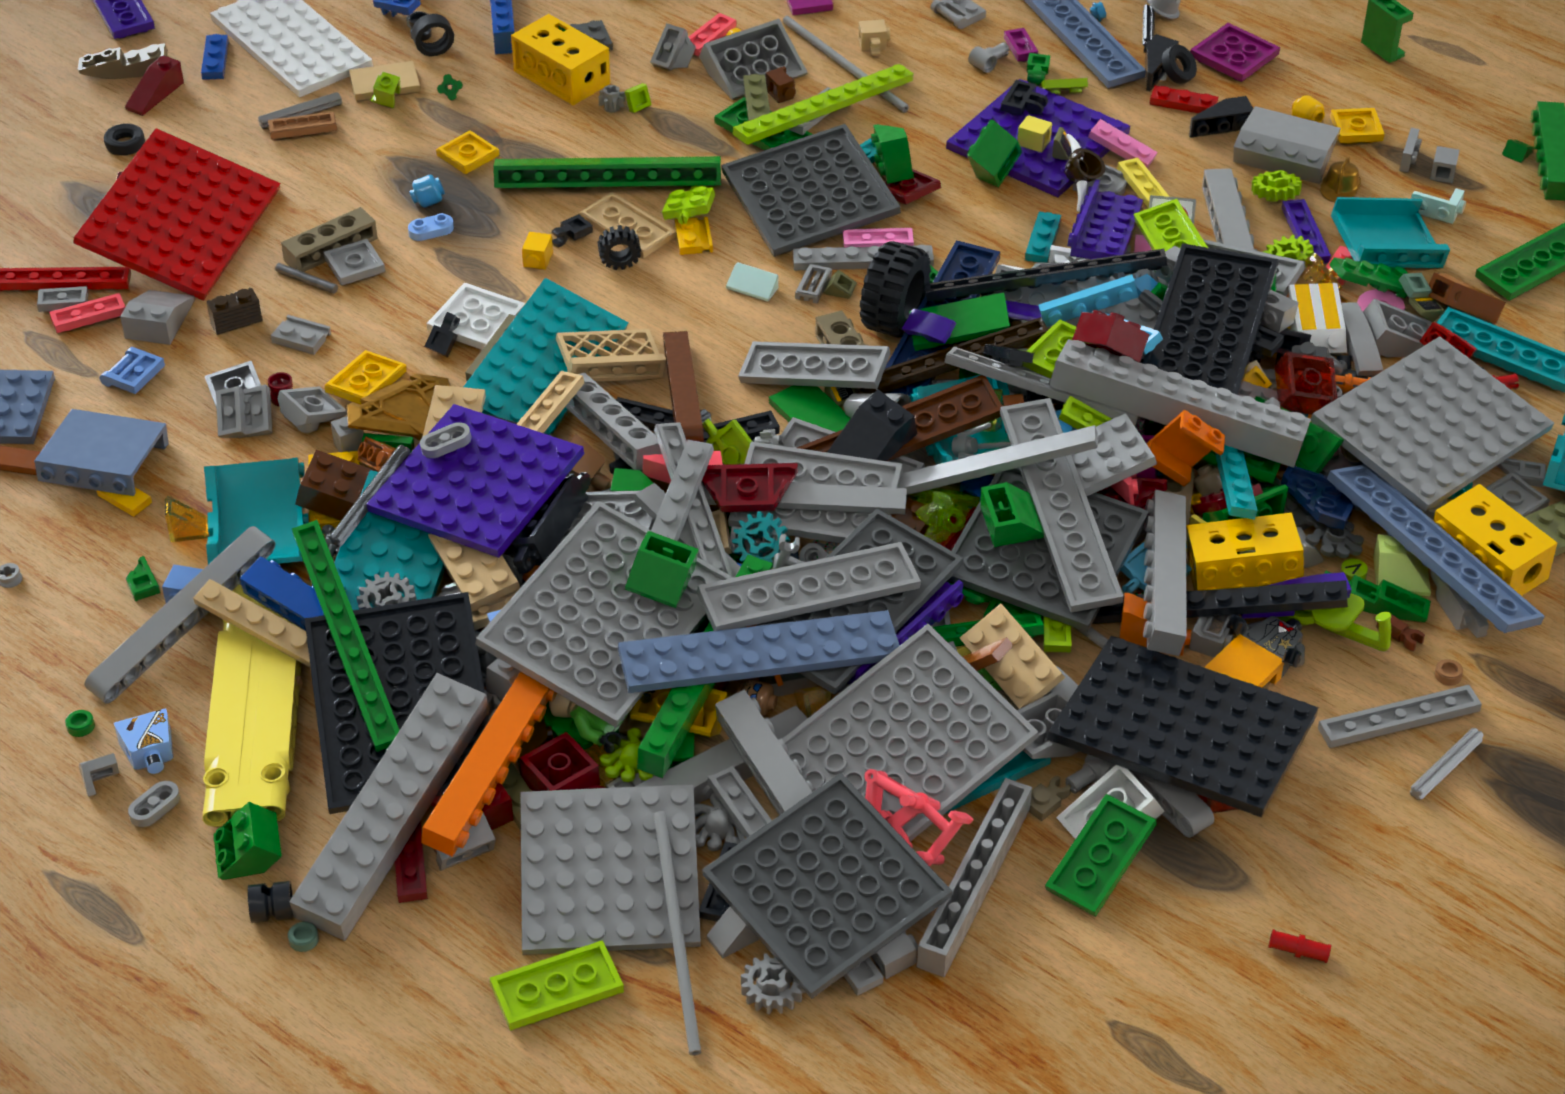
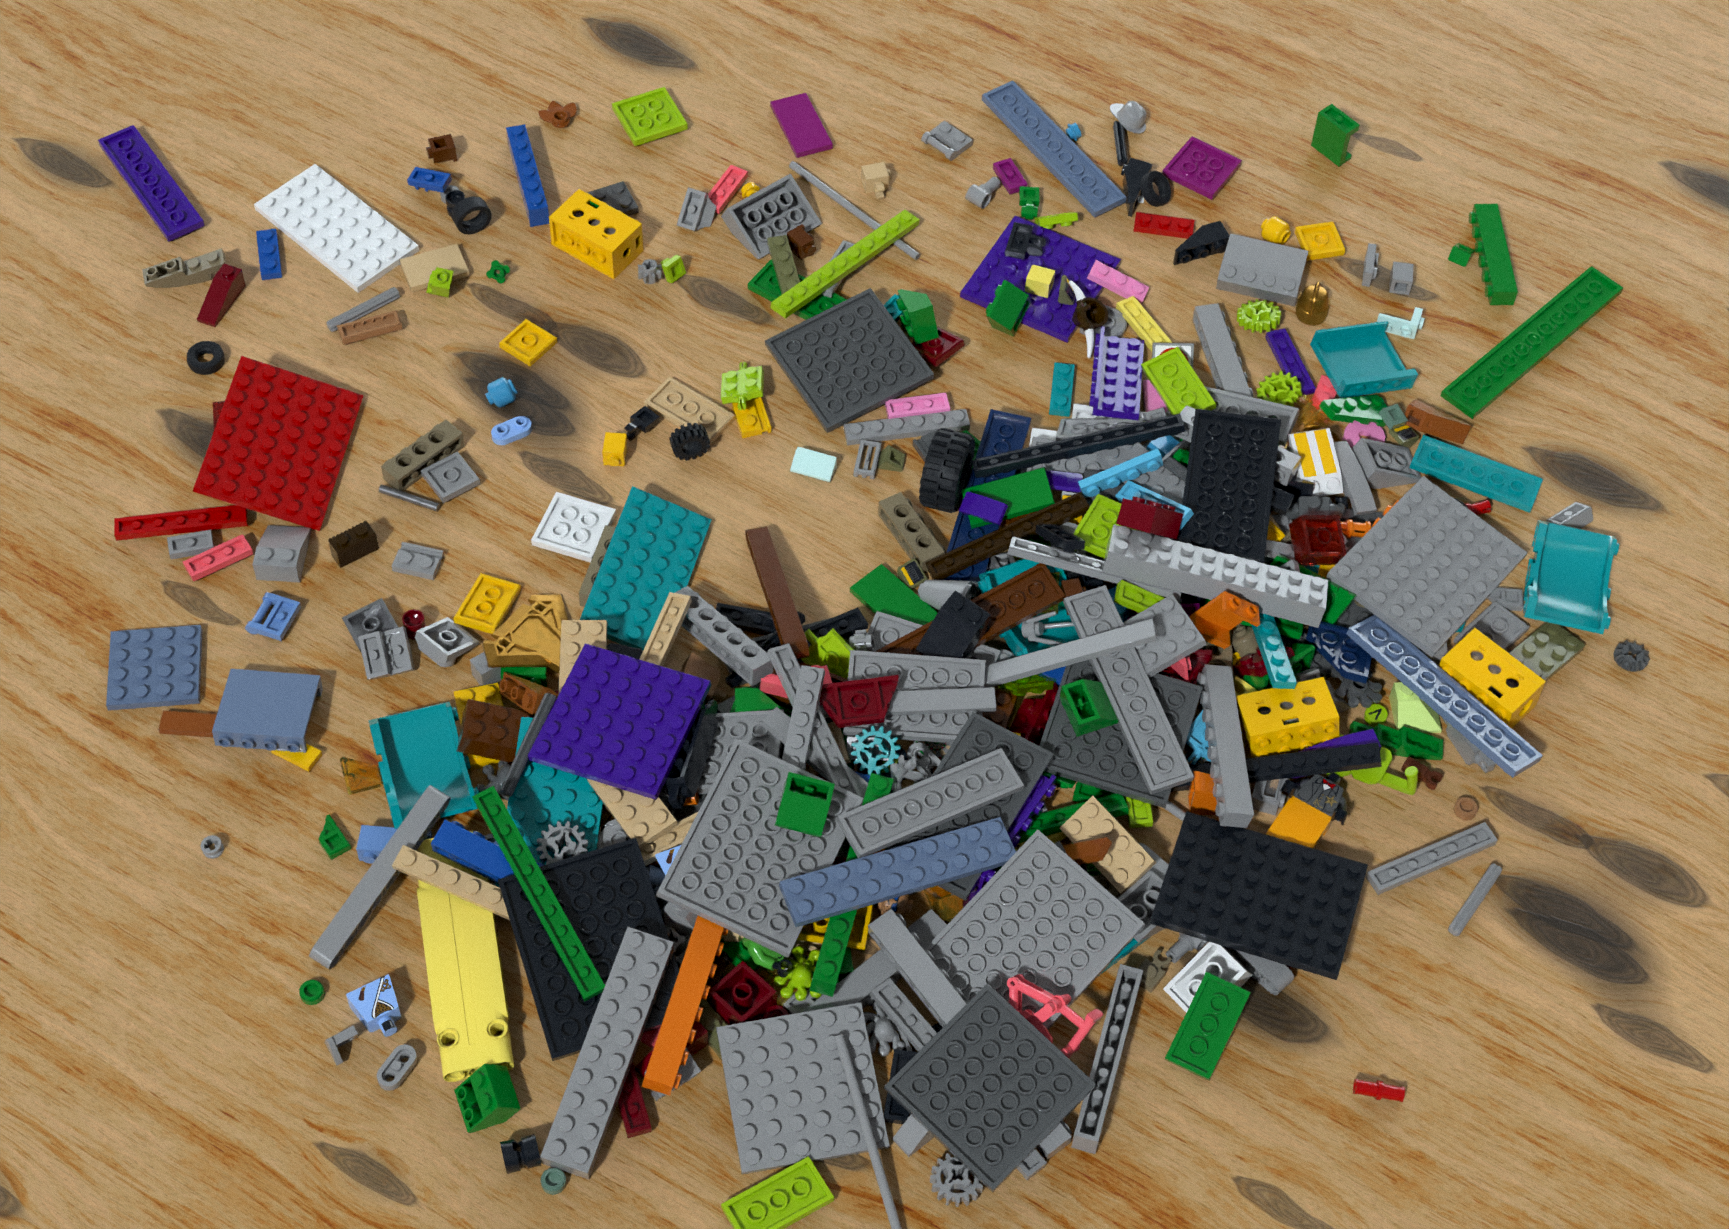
camera: 10 degrees left, 10 degrees up
(442, 338) = (548, 555): black plate -> none
(445, 440) = (587, 687): light grey plate -> none
(607, 172) = (662, 356): green brick -> none
(610, 365) = (710, 572): tan fence -> none
(815, 364) = (887, 554): light grey plate -> none
(938, 515) = (1022, 707): clear neon green plate -> none
(1437, 330) = (1420, 468): red slope -> none

